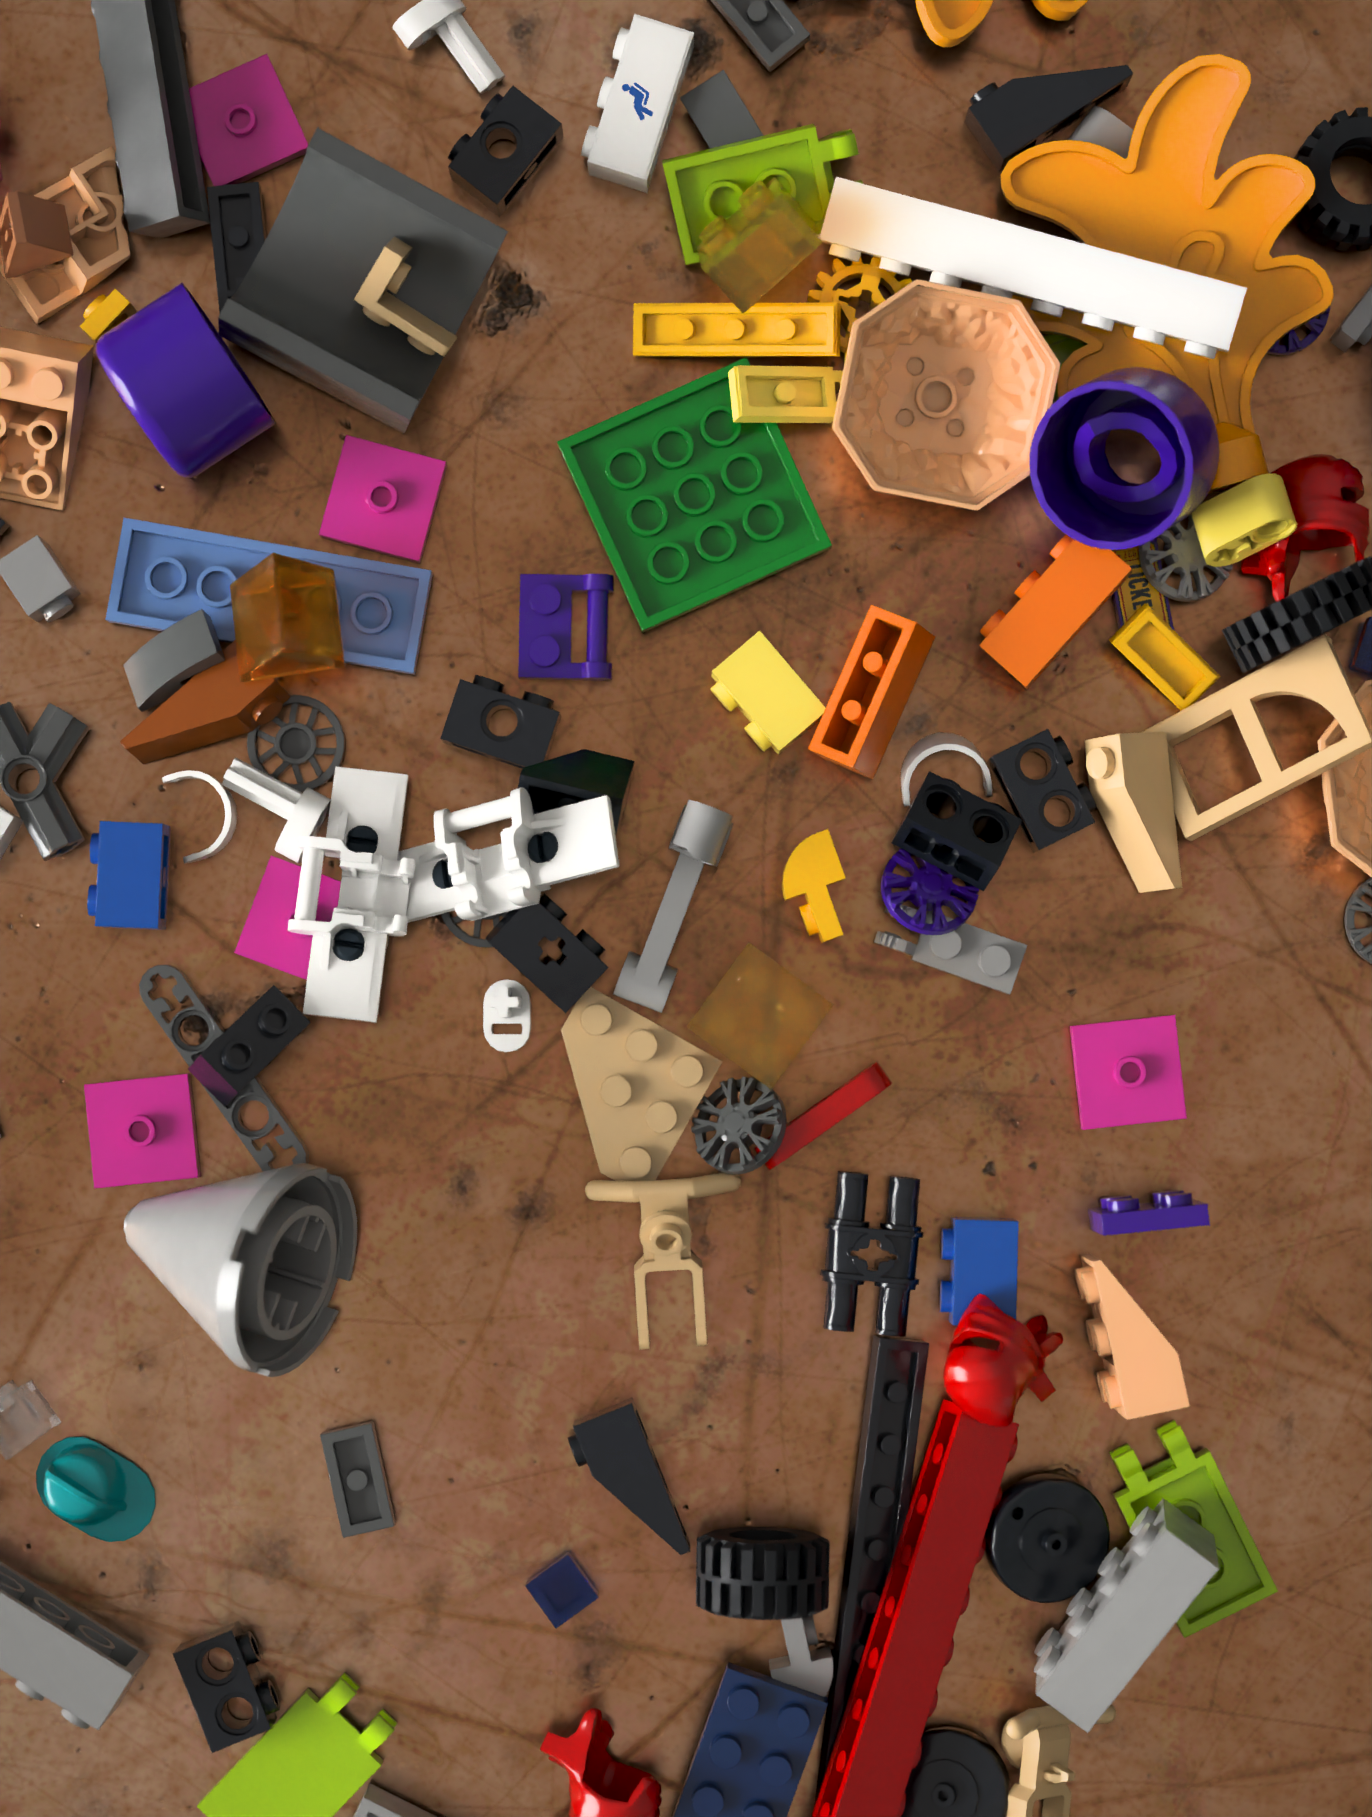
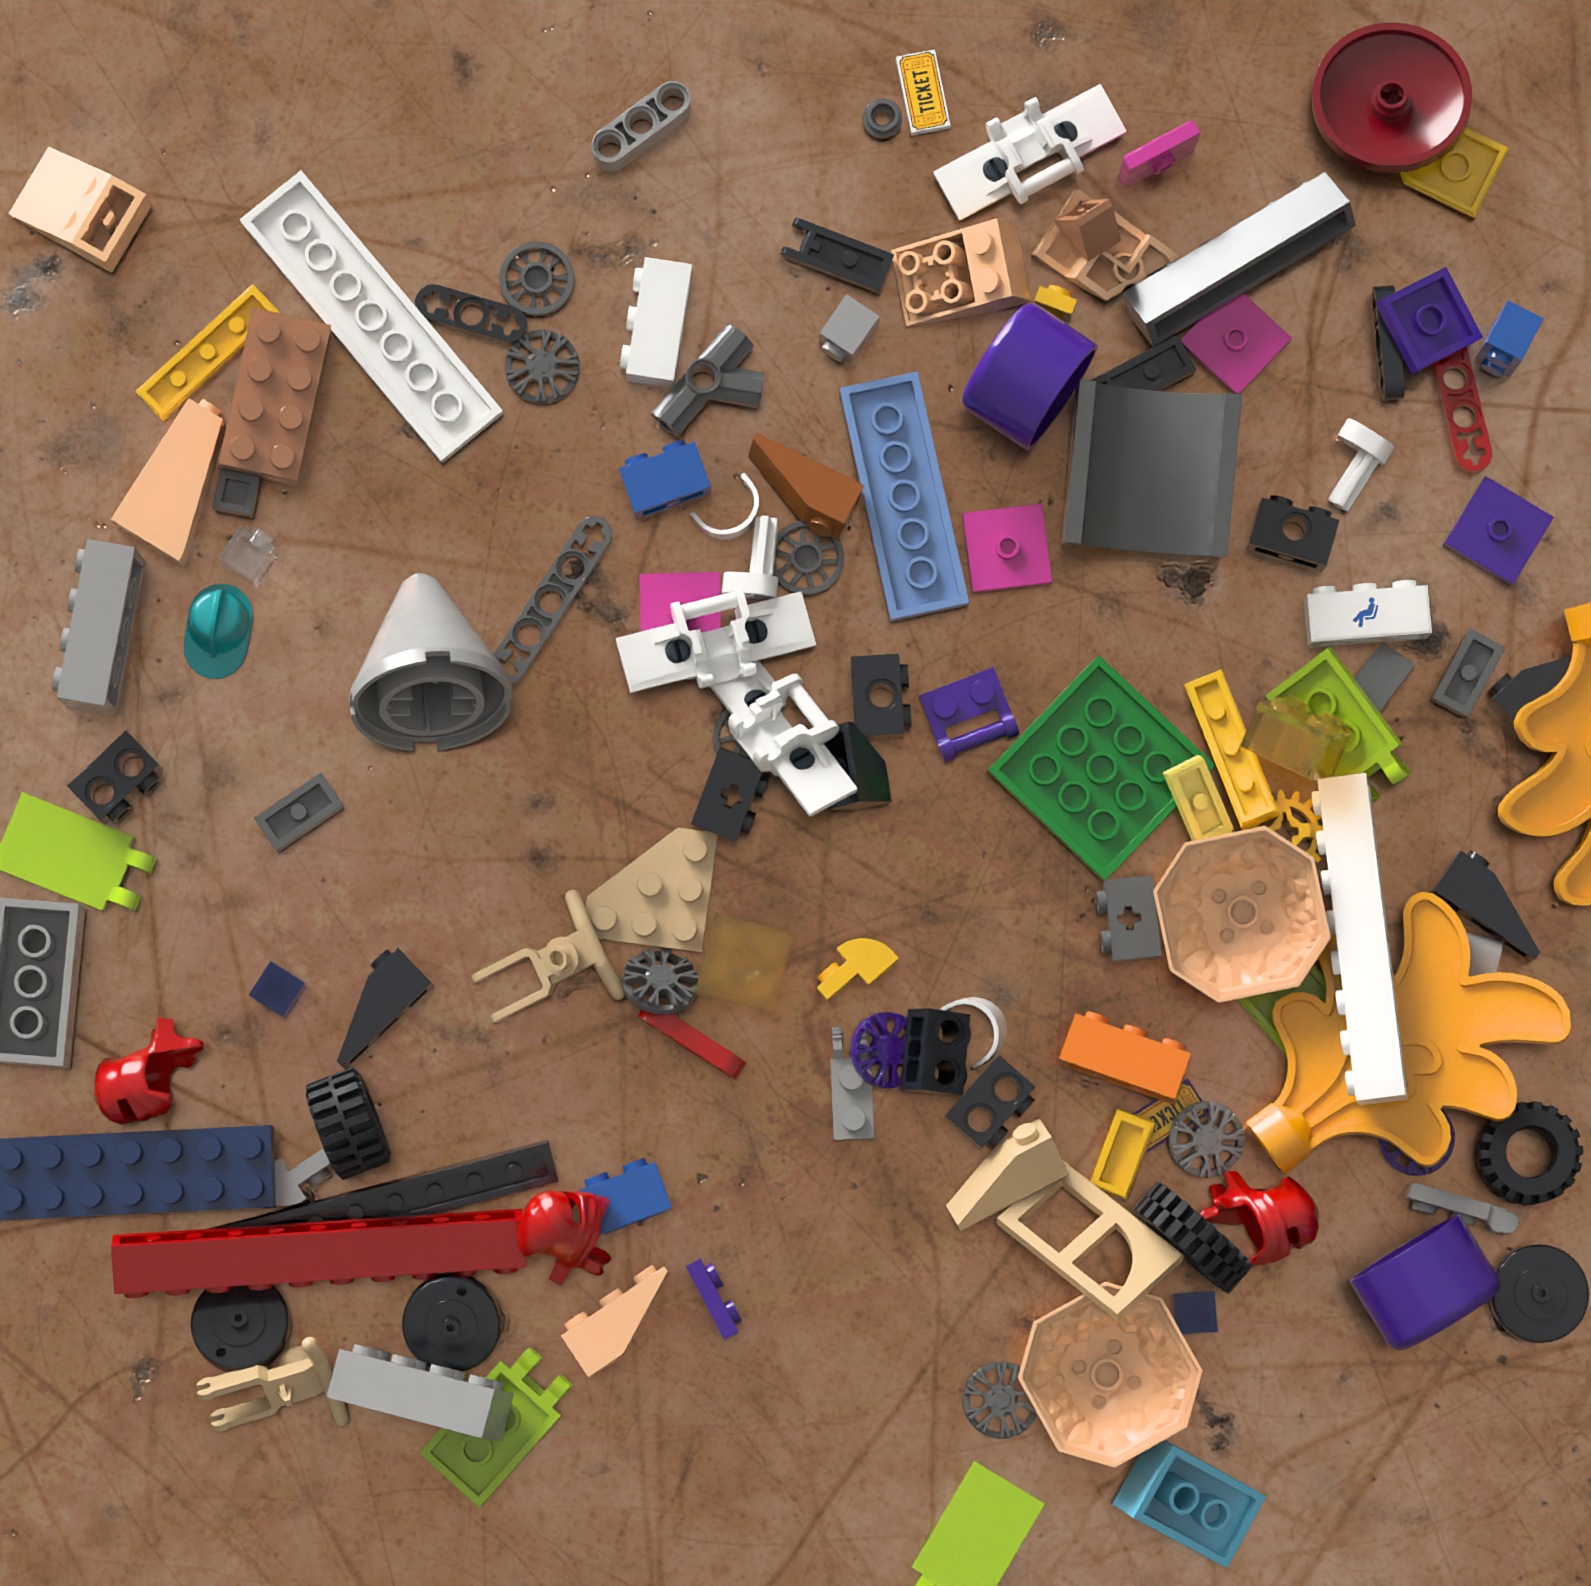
camera: 70 degrees right, 5 degrees down
(142, 1130) = (486, 560): dark pink plate -> none
(172, 657) = (831, 445): dark grey slope -> none
(249, 1045) = (577, 610): black brick -> none
(286, 619) = (891, 514): clear orange slope -> none
(385, 309) = (1140, 495): tan bracket -> none
(507, 1004) = (681, 782): white piece -> none
(699, 840) = (854, 872): light grey piece -> none
(767, 694) = (979, 877): light yellow brick -> none
(872, 691) = (1010, 950): orange brick -> none
(891, 1274) = (616, 1093): black pin -> none
(916, 525) = (1137, 897): none -> dark grey brick
(1083, 490) = (1220, 1036): dark purple piece -> none
(1128, 1072) = (812, 1249): dark pink plate -> none
(1244, 520) = (1243, 1166): light yellow beam -> none

